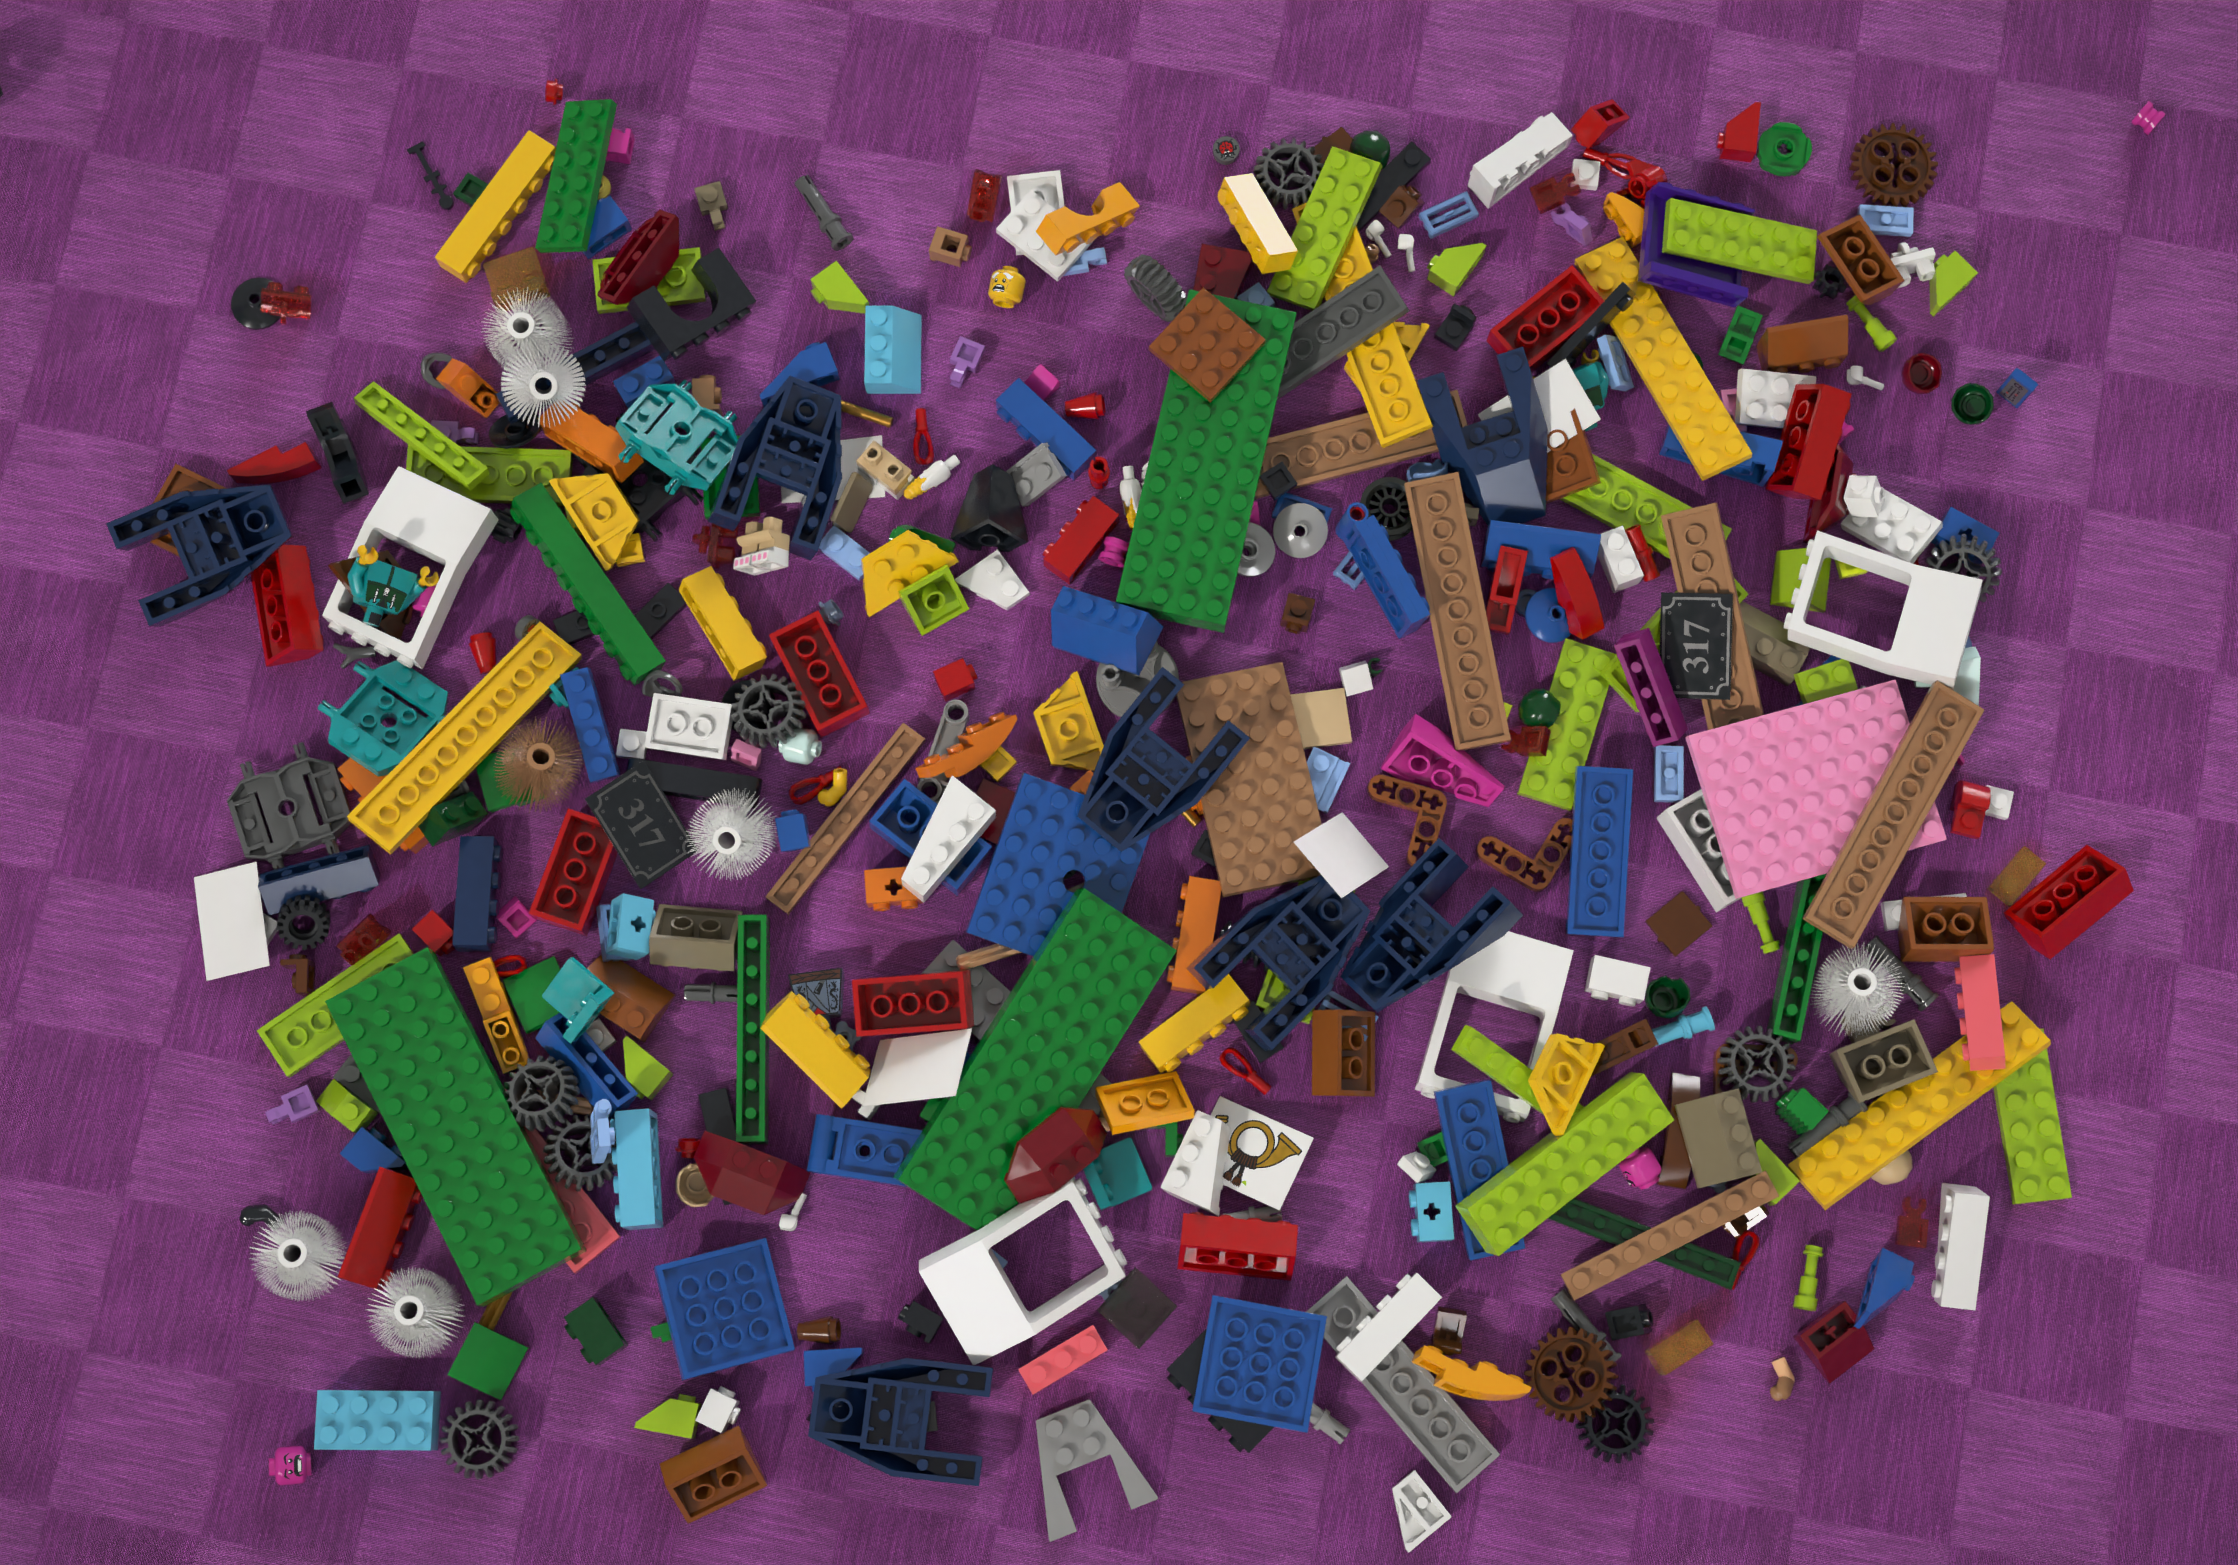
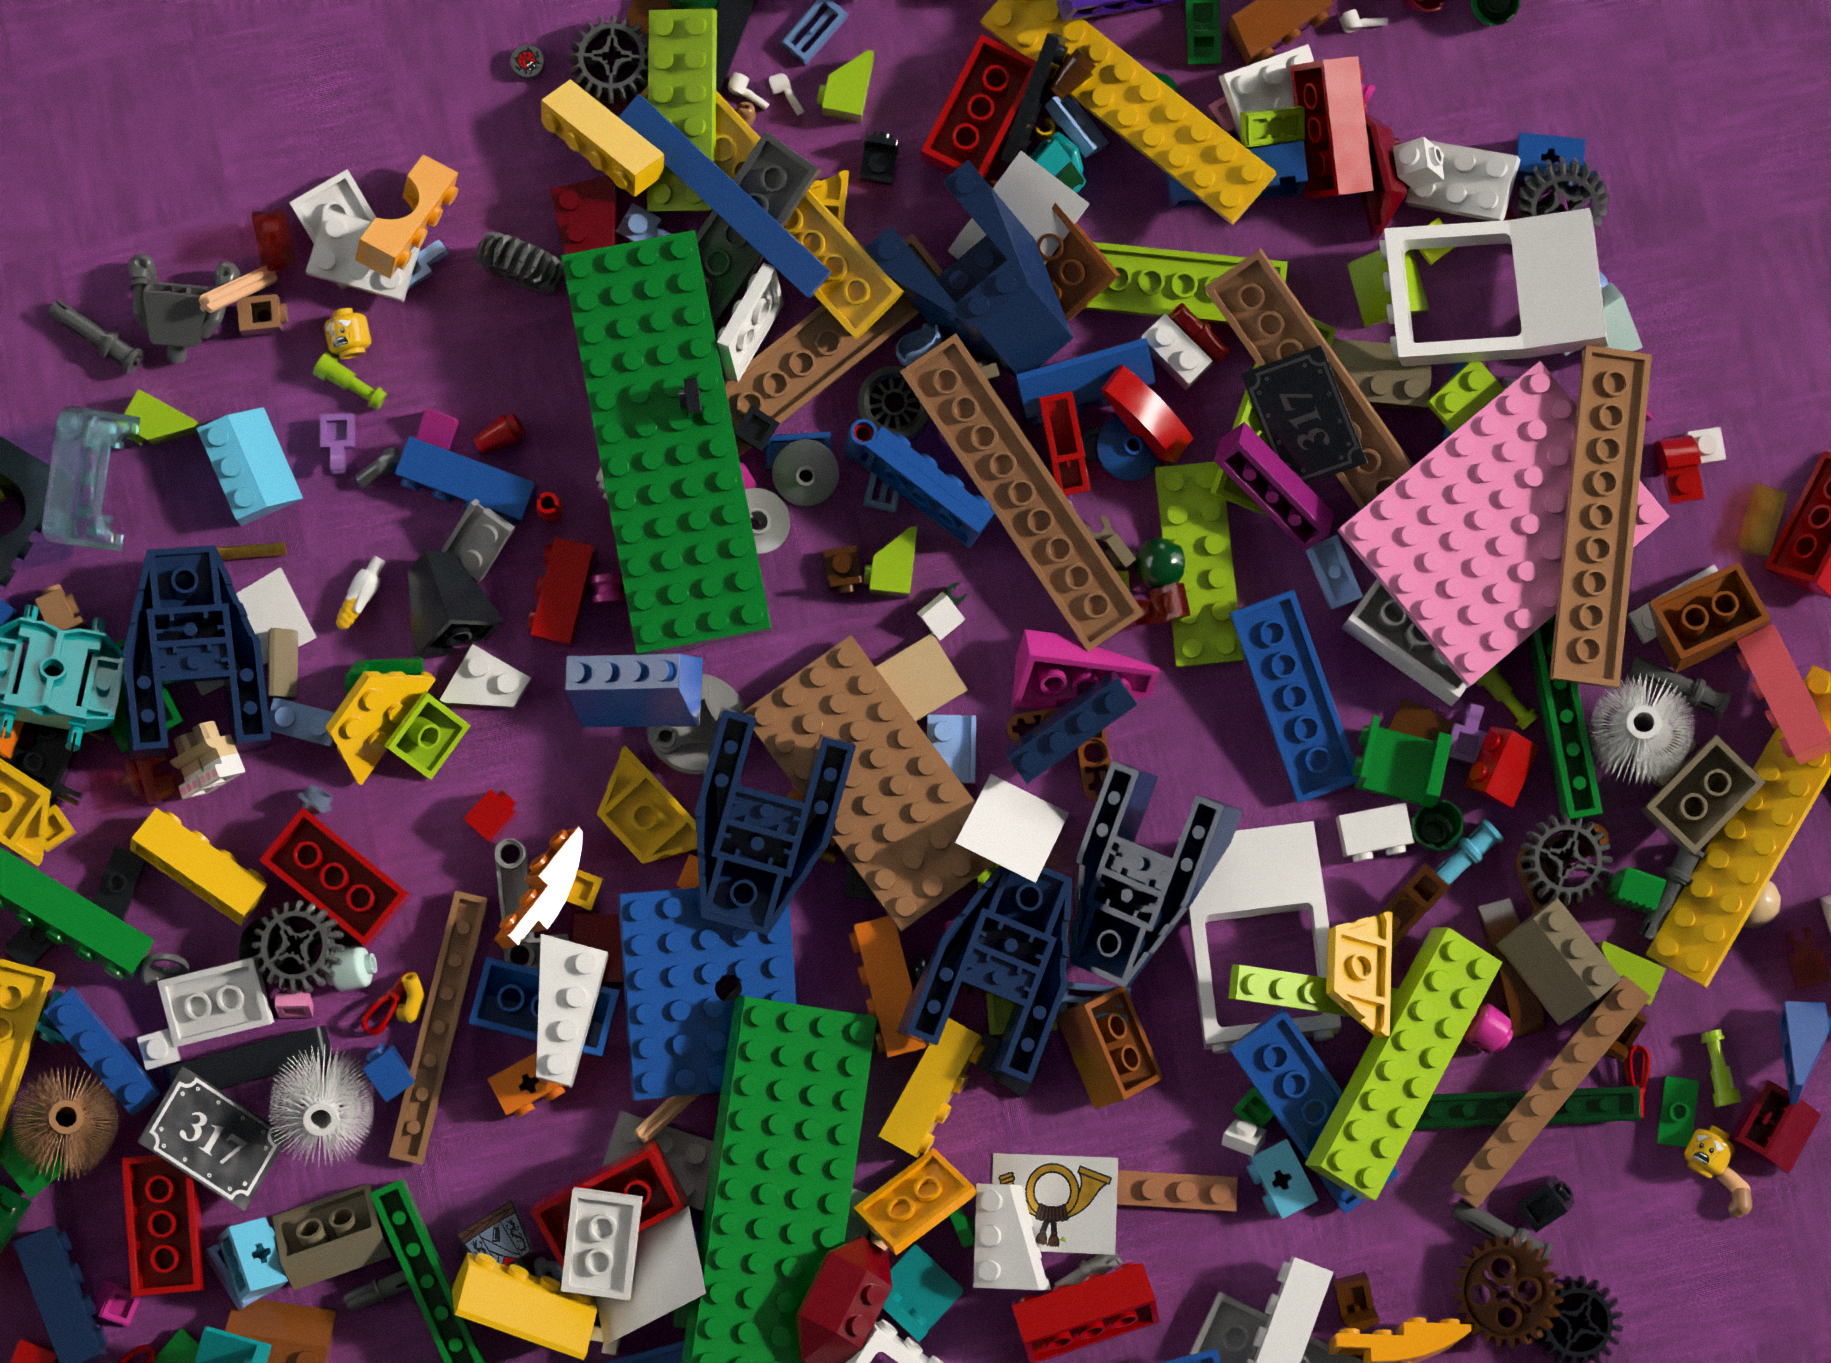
camera: 30 degrees left, 5 degrees up
(765, 301) = (79, 477): none -> clear light blue windscreen
(810, 365) = (163, 526): blue slope -> none
(885, 470) = (304, 608): tan hips -> none
(890, 219) = (172, 310): none -> dark grey torso
(894, 1027) = (601, 1243): none -> white plate
(922, 429) = (324, 541): red piece -> none
(940, 219) = (237, 289): none -> light nougat axle
(982, 307) = (330, 369): none -> lime piece
(985, 393) = (379, 468): none -> dark grey arm
(1130, 494) = (596, 516): white piece -> none
(1207, 344) = (610, 313): dark orange plate -> none
(1239, 429) = (690, 398): none -> black plate
(1252, 1075) = (1019, 1116): red piece -> none
(1307, 400) = (750, 322): none -> white plate
(1331, 303) = (727, 197): none -> blue tile
(1336, 626) = (893, 566): none -> lime slope
(1347, 1185) = (1177, 1190): none -> nougat plate
(1402, 205) = (757, 41): reddish brown bracket -> none
(1418, 799) = (1070, 727): none -> dark blue brick
(1510, 685) = (1116, 551): none -> dark tan plate
(1538, 864) = (1232, 736): dark orange beam -> none
(1627, 321) = (1071, 74): none -> reddish brown cone
(1659, 938) = (1401, 764): none -> green panel
(1678, 1347) = (1610, 1208): clear yellow brick -> none
(1717, 942) = (1467, 738): none -> medium lavender plate
(1736, 973) = (1502, 766): none -> red brick
(1761, 1297) = (1677, 1111): none -> green plate
(1763, 421) = (1272, 126): none -> lime plate
(1774, 1338) = (1709, 1152): none -> yellow head

